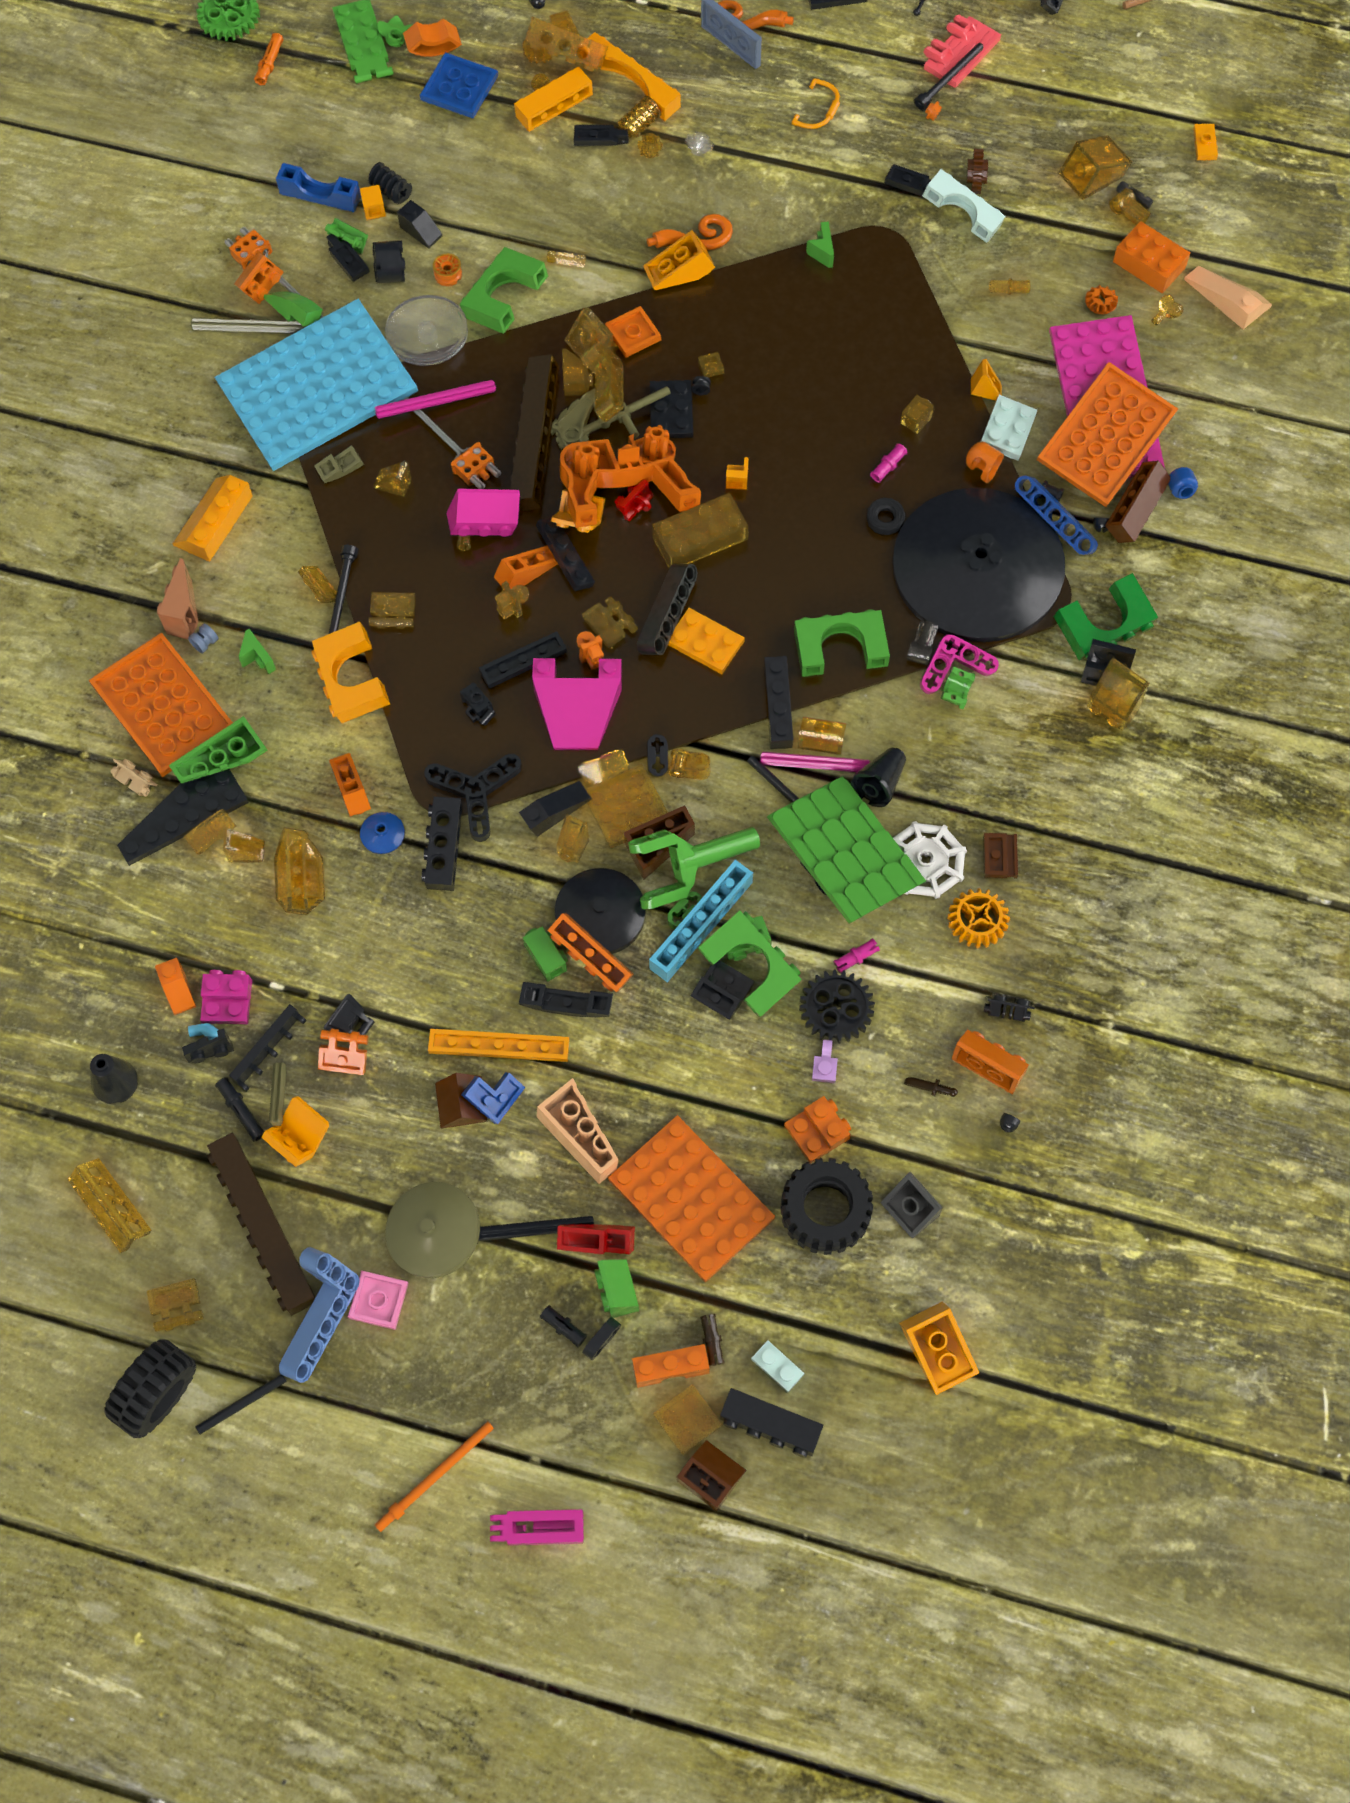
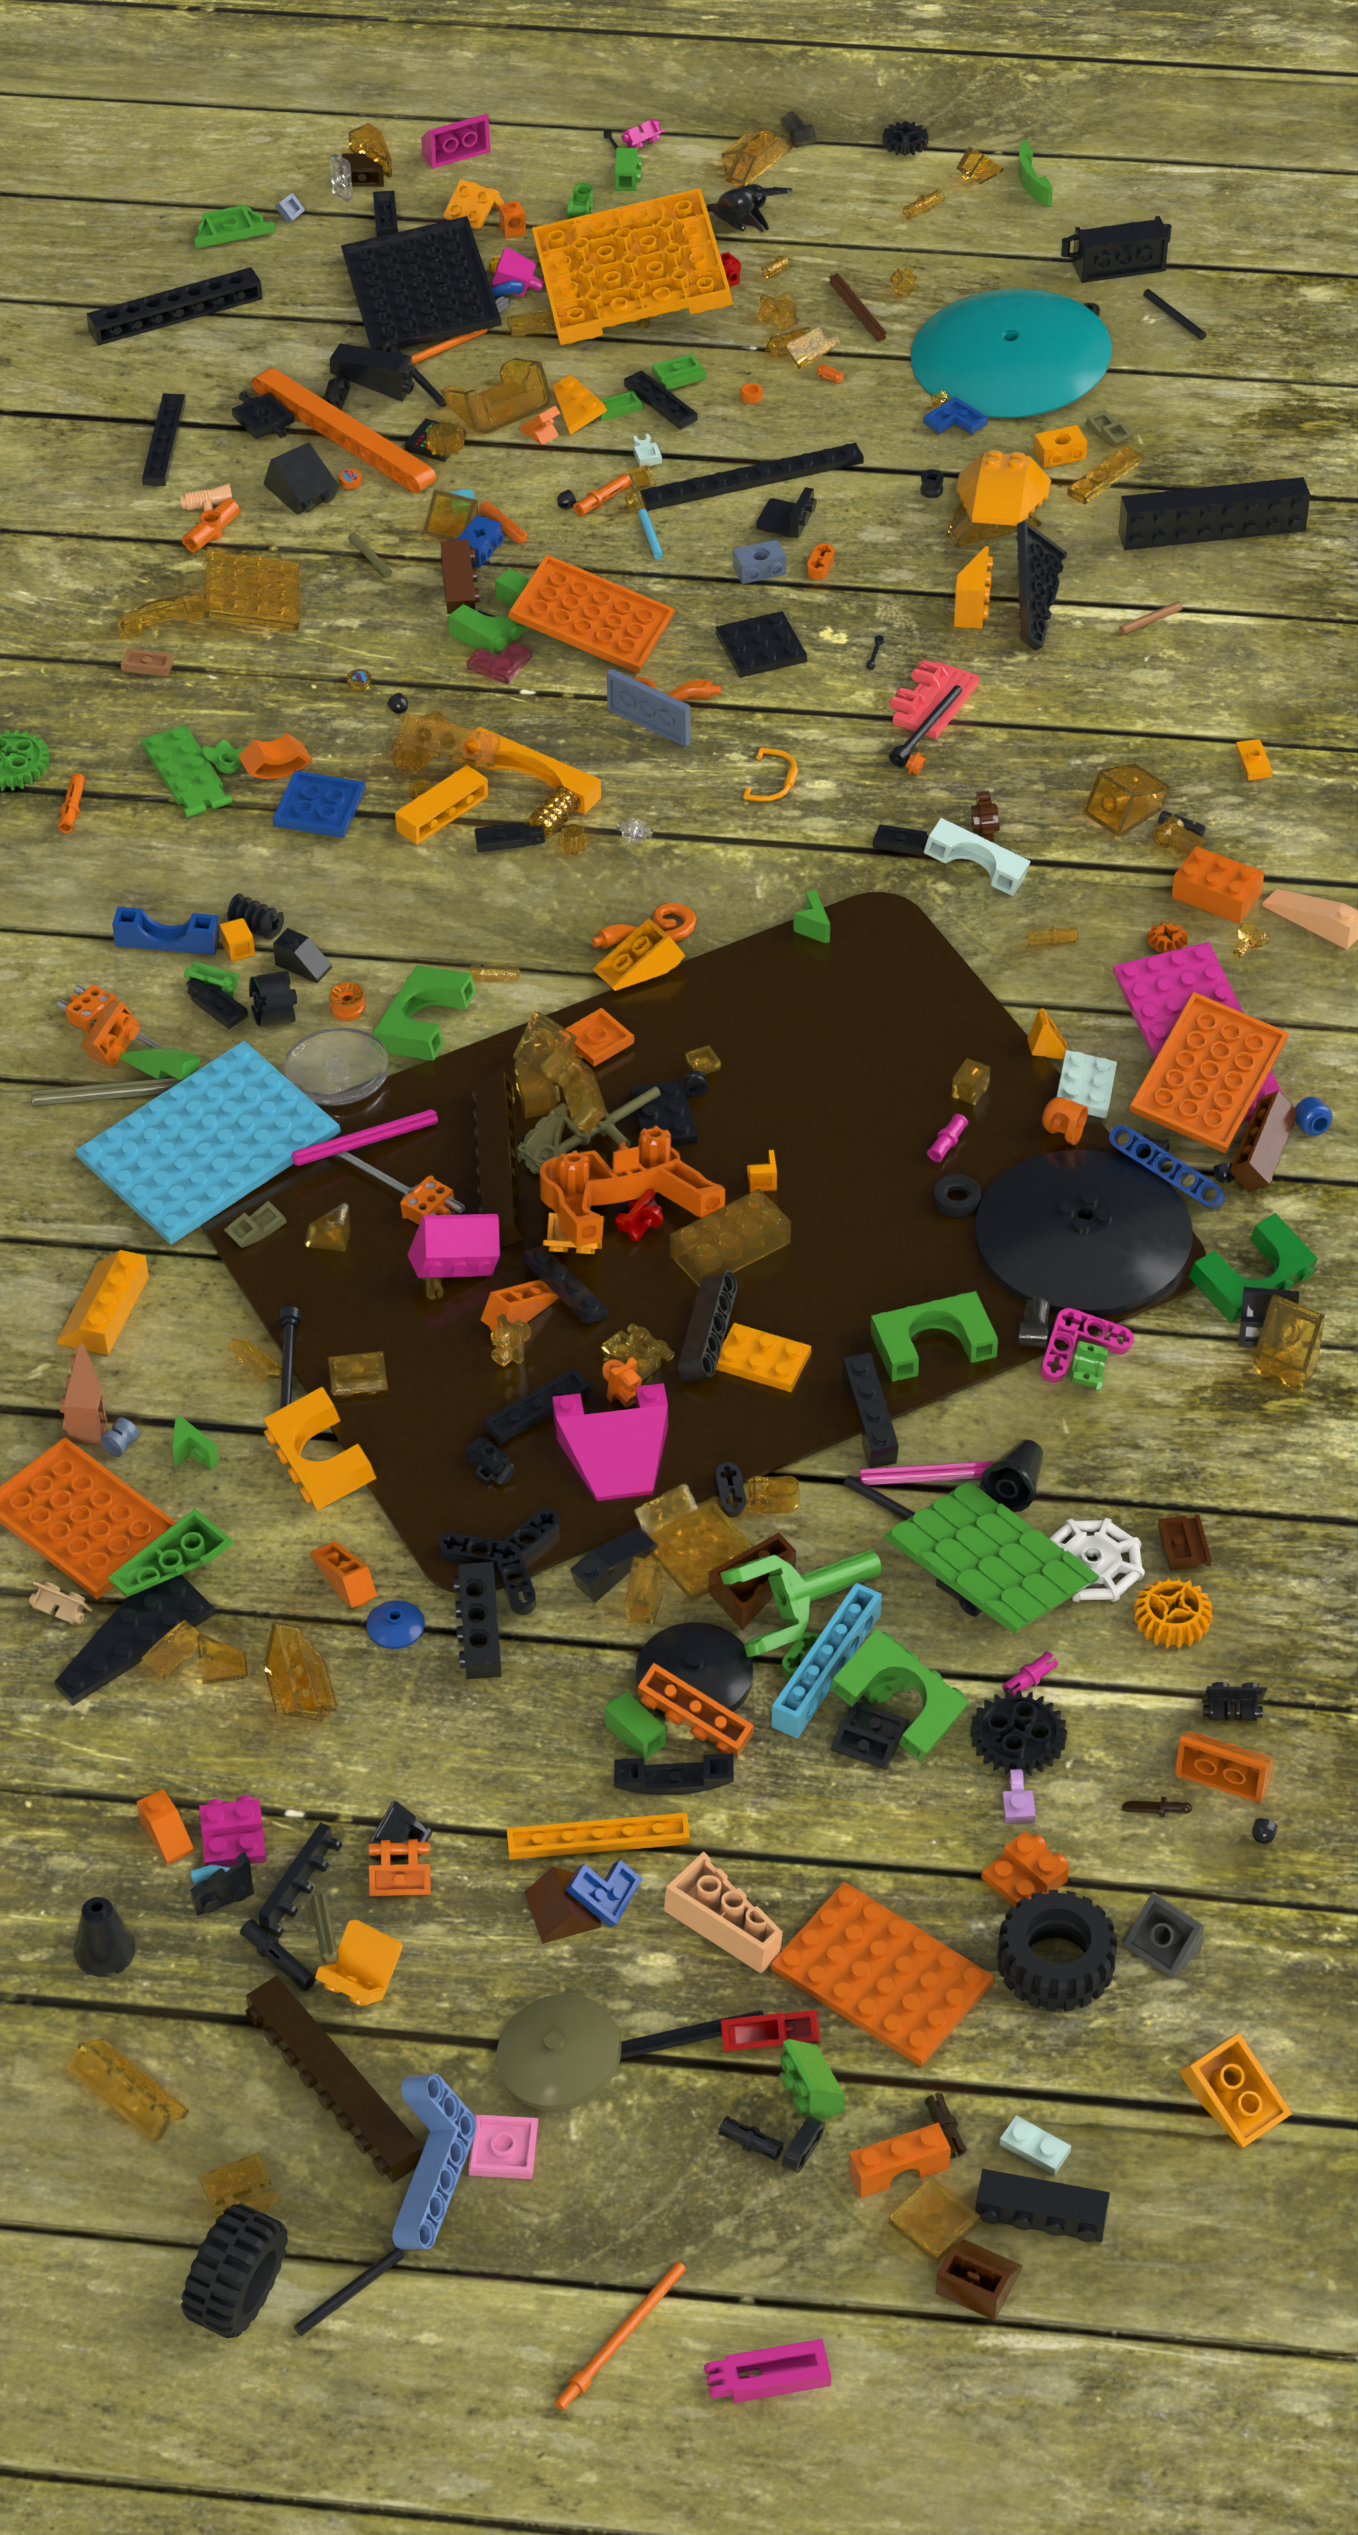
camera: 10 degrees left, 20 degrees down
(821, 735) = (931, 1444): clear yellow slope -> none

